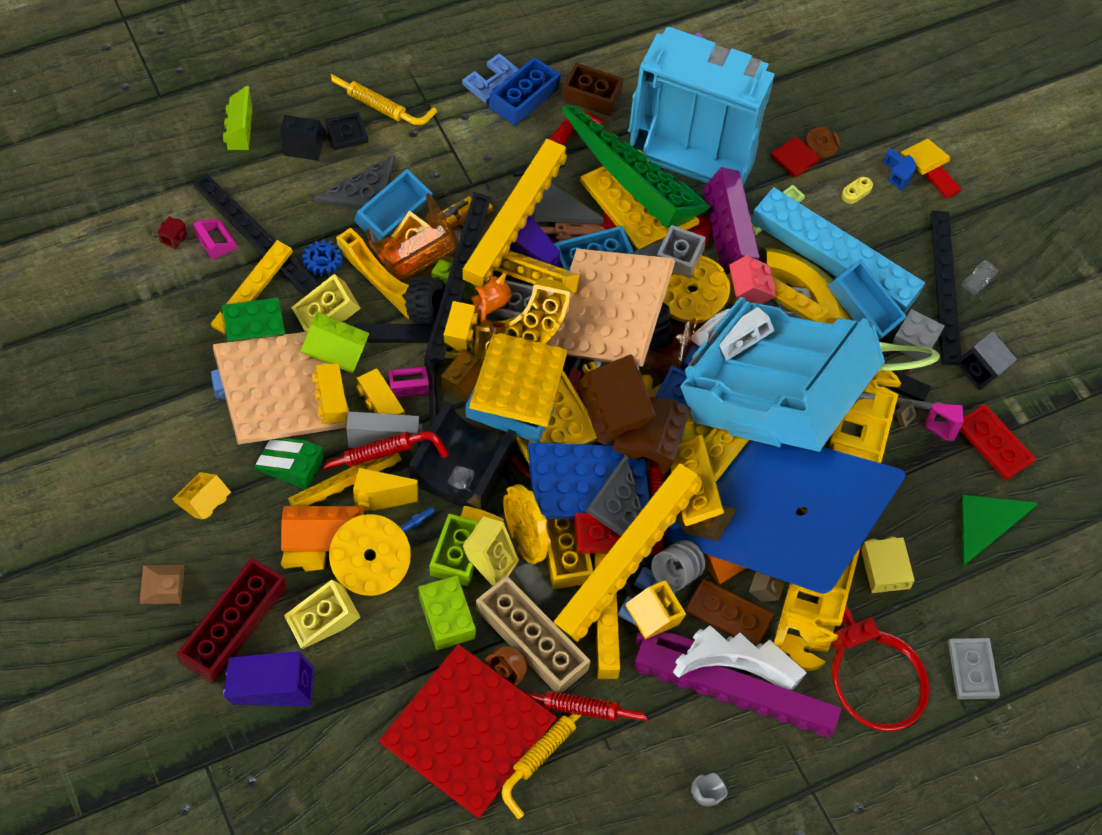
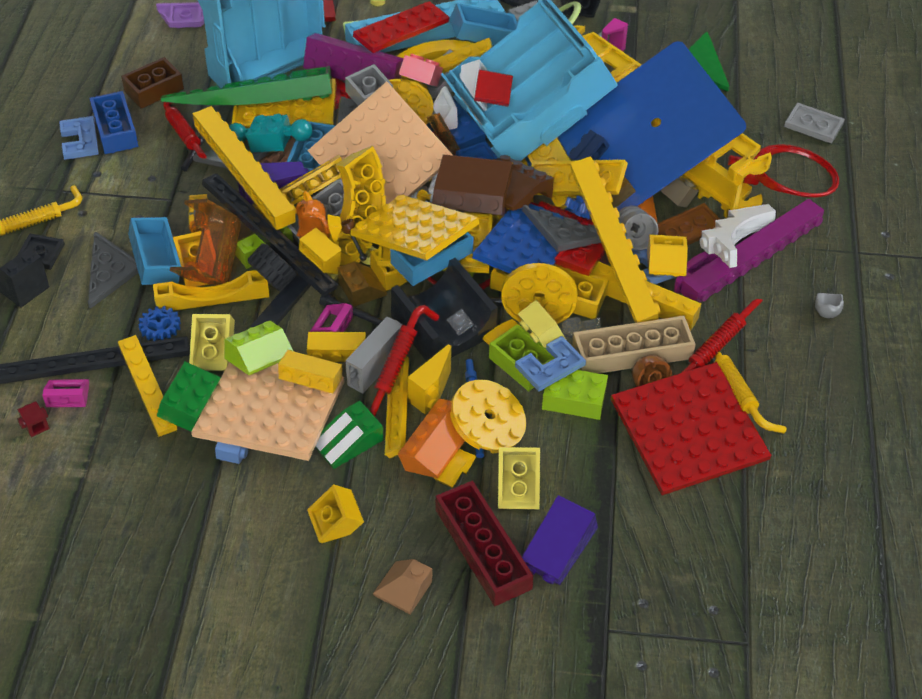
camera: 55 degrees left, 10 degrees down
(458, 586) = (566, 362): none -> medium blue plate
(485, 317) = (335, 226): none -> yellow slope
(584, 208) = (272, 132): none -> teal brick
(739, 474) = (590, 145): none -> dark blue brick
(742, 349) = (493, 88): none -> red tile
(799, 233) = (400, 27): none -> red plate
(996, 442) = (649, 27): red plate -> none

